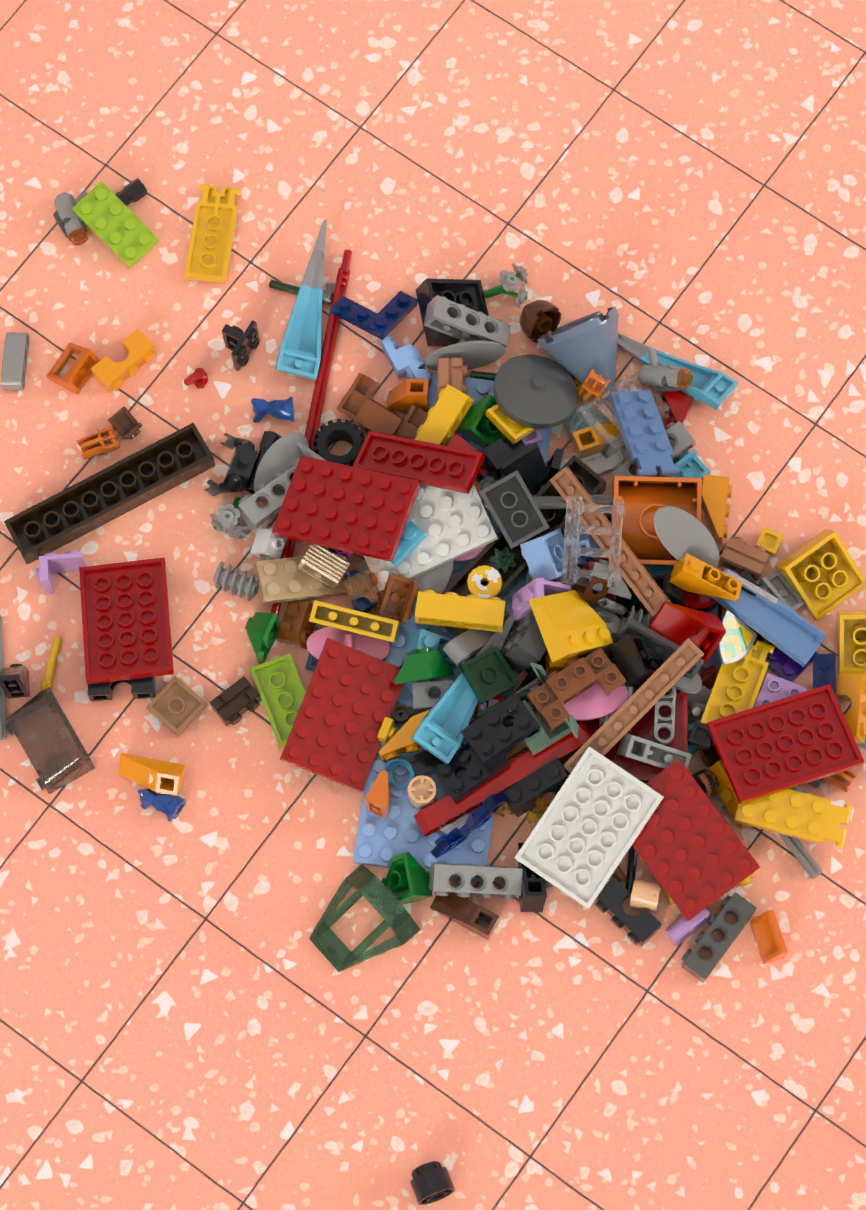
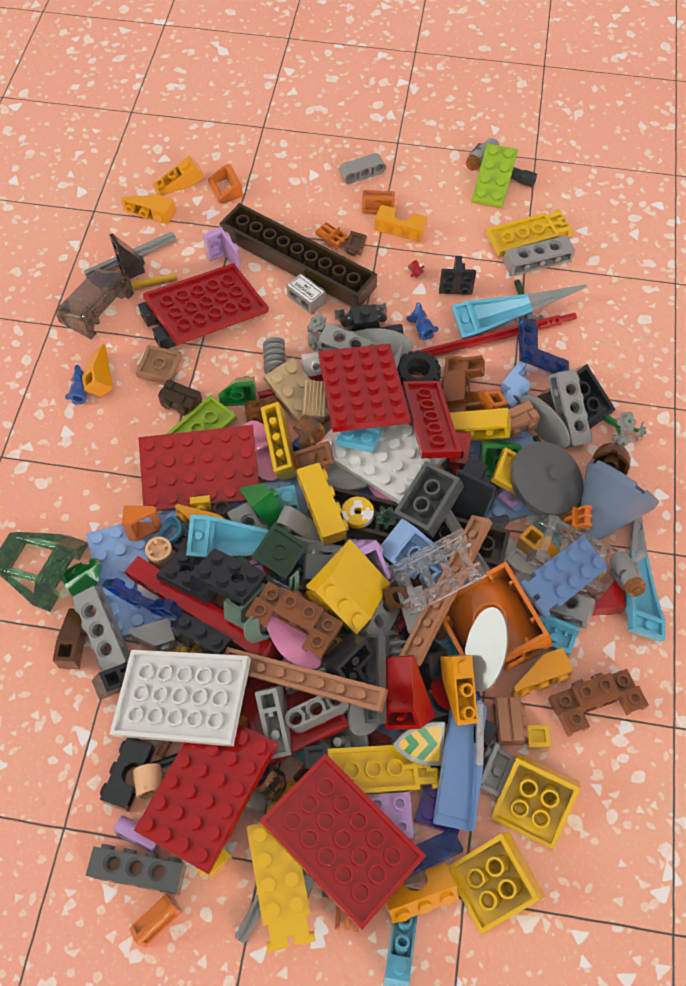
camera: 60 degrees right, 10 degrees down
(167, 509) = (306, 293): none -> brick
(249, 272) = (538, 255): none -> light grey brick
(504, 833) = (155, 635): none -> light grey slope
(613, 606) = (394, 622): light grey piece -> none
(754, 481) = (595, 694): none -> dark orange bracket

